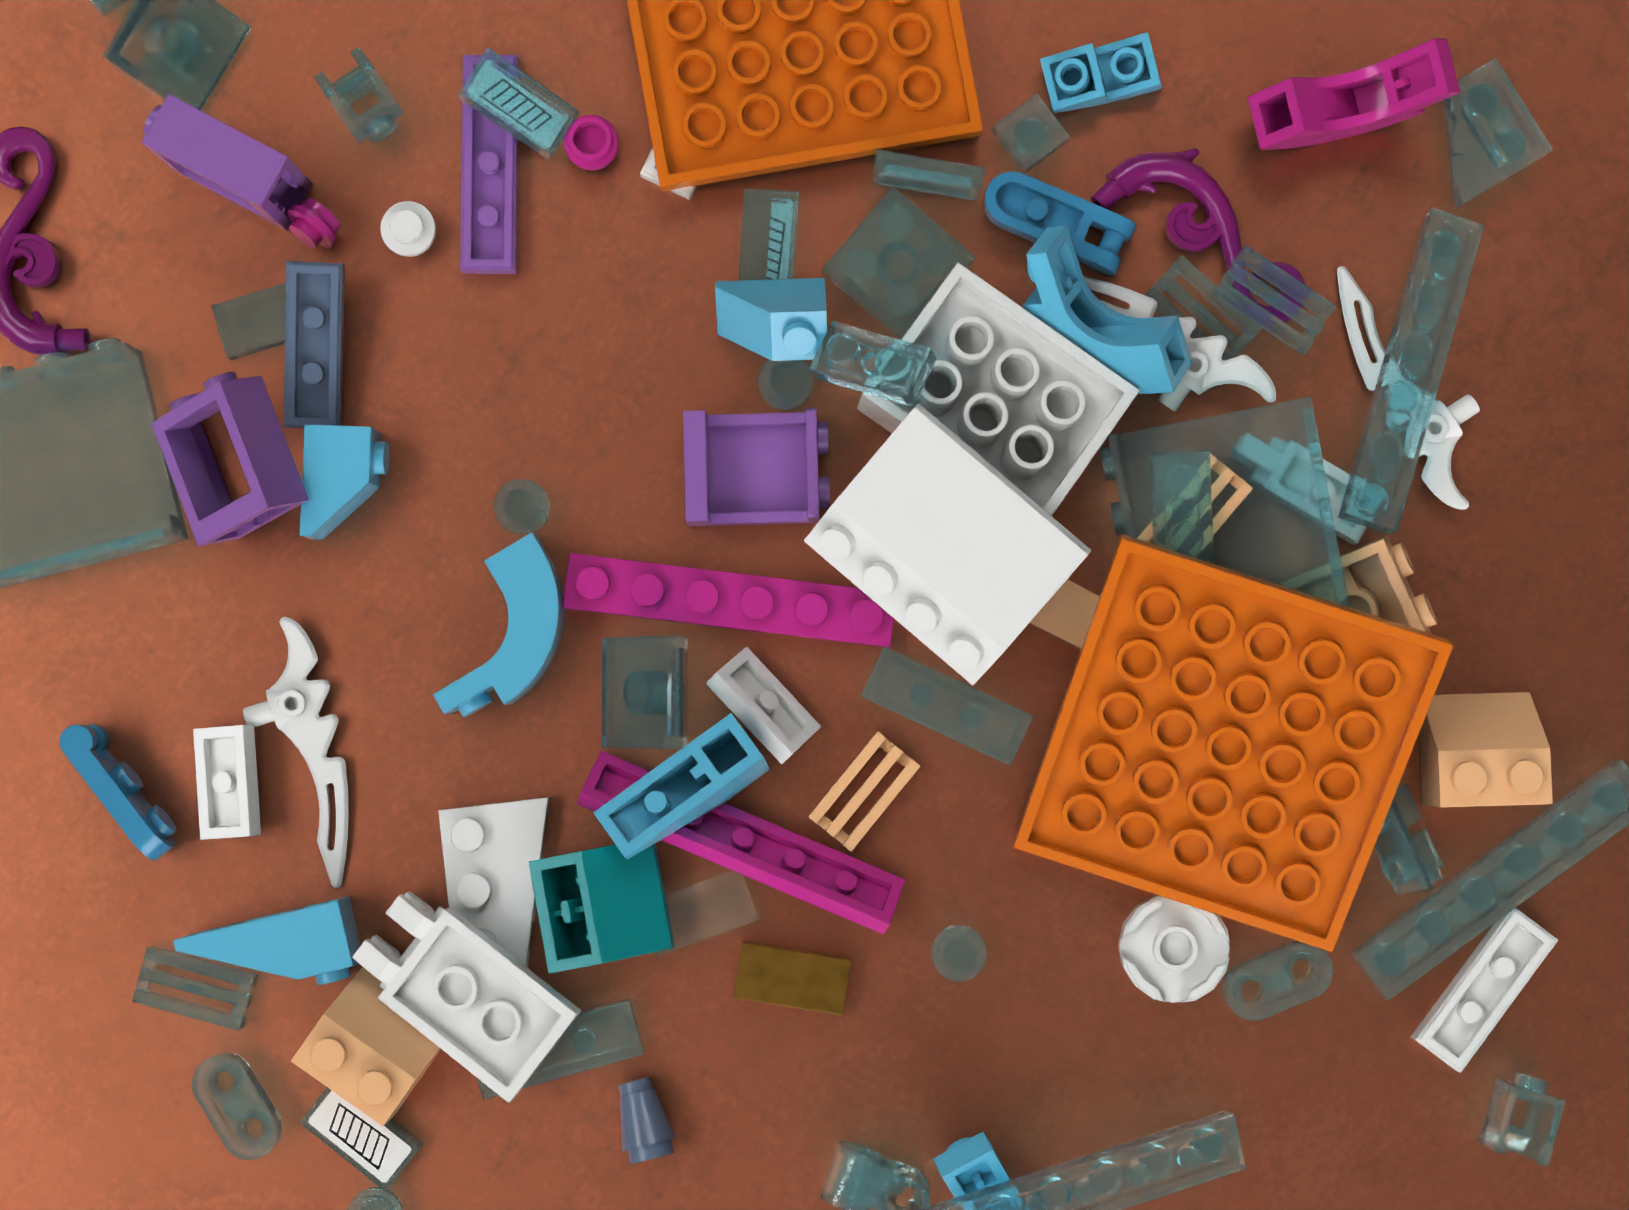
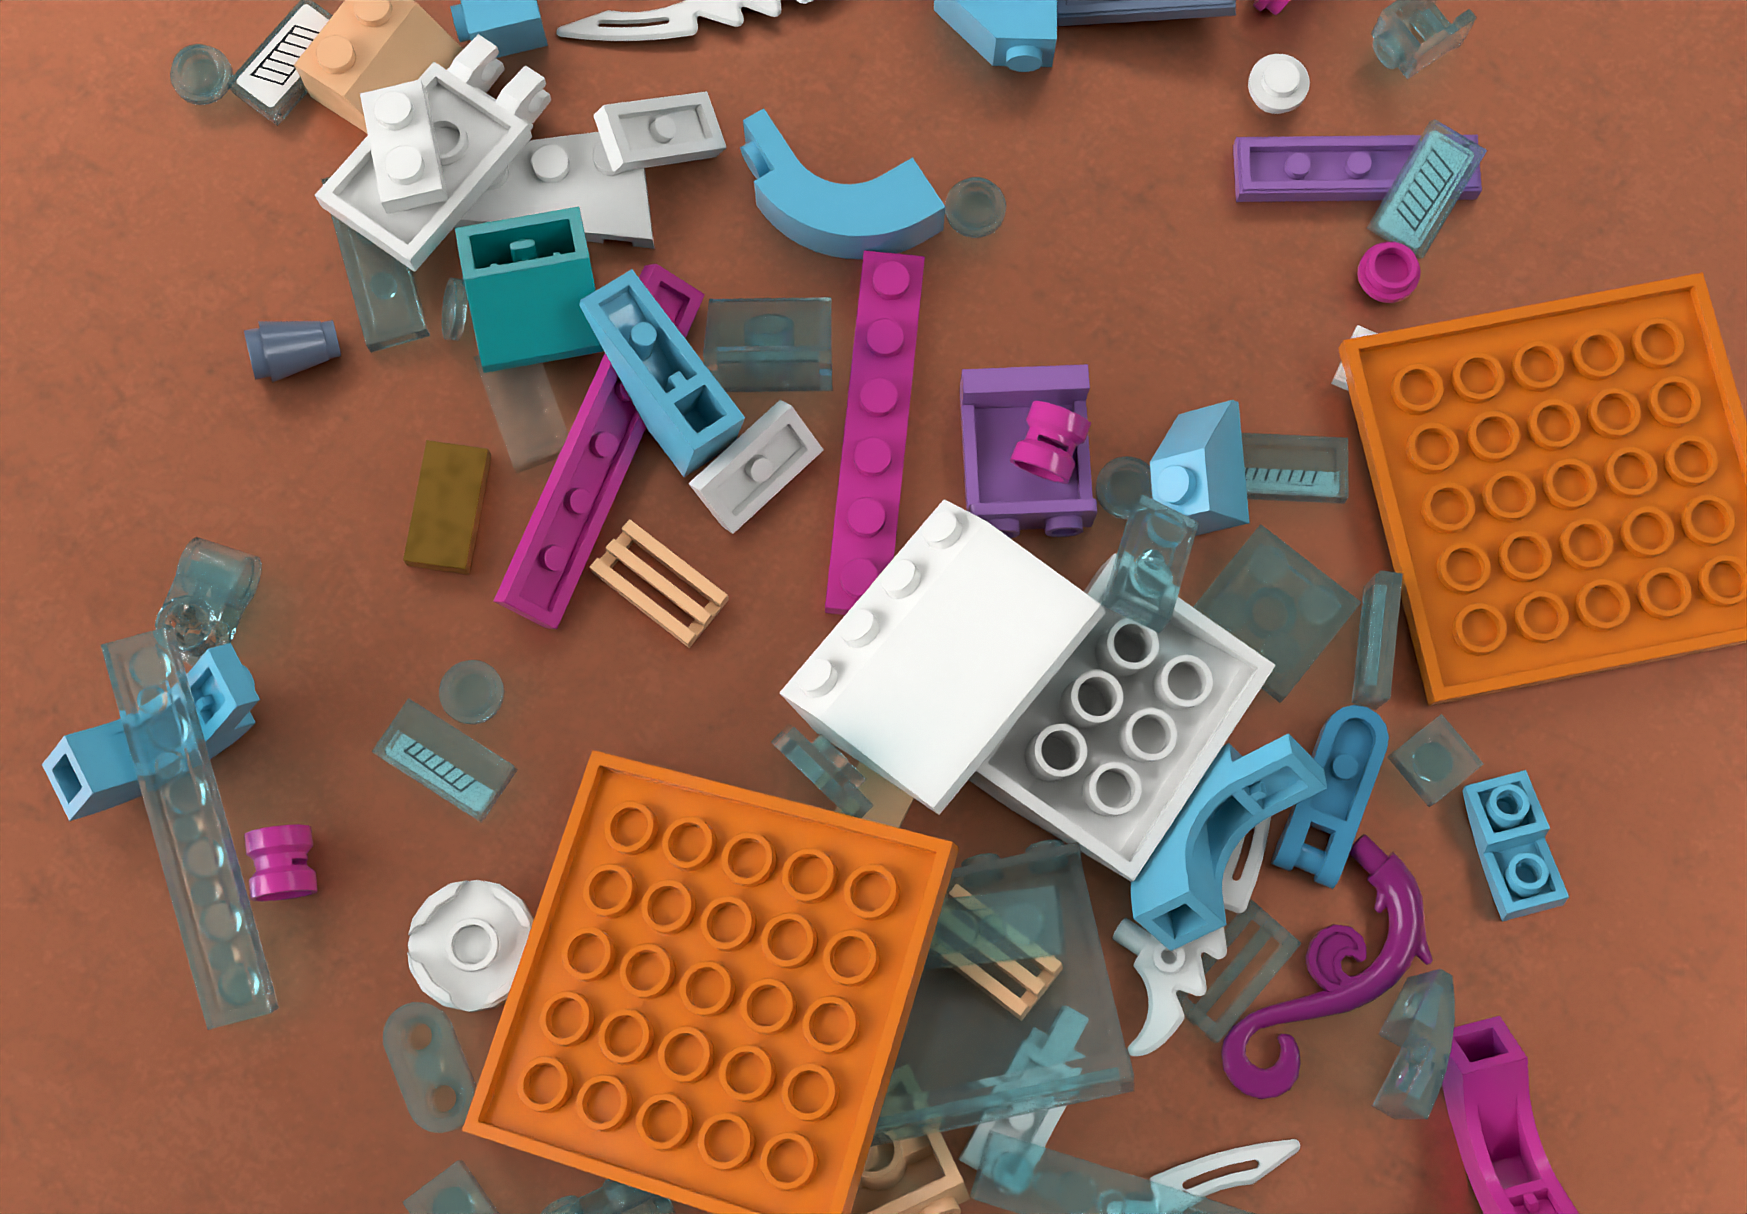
camera: 90 degrees right, 10 degrees down
(449, 790) = (659, 131): none -> white plate
(467, 1022) = (403, 146): none -> white plate
(612, 975) = (454, 309): none -> clear light blue piece
(739, 441) = (1050, 442): none -> dark pink wheel
(947, 706) = (755, 674): clear light blue tile -> none
(1016, 975) = (444, 760): none -> clear light blue tile
(1048, 646) = (826, 769): none -> clear light blue wing
(1107, 1112) = (280, 862): none -> dark pink wheel
(1284, 282) = (1275, 1066): clear light blue tile -> none
(1289, 164) = (1424, 1029): none -> clear light blue slope

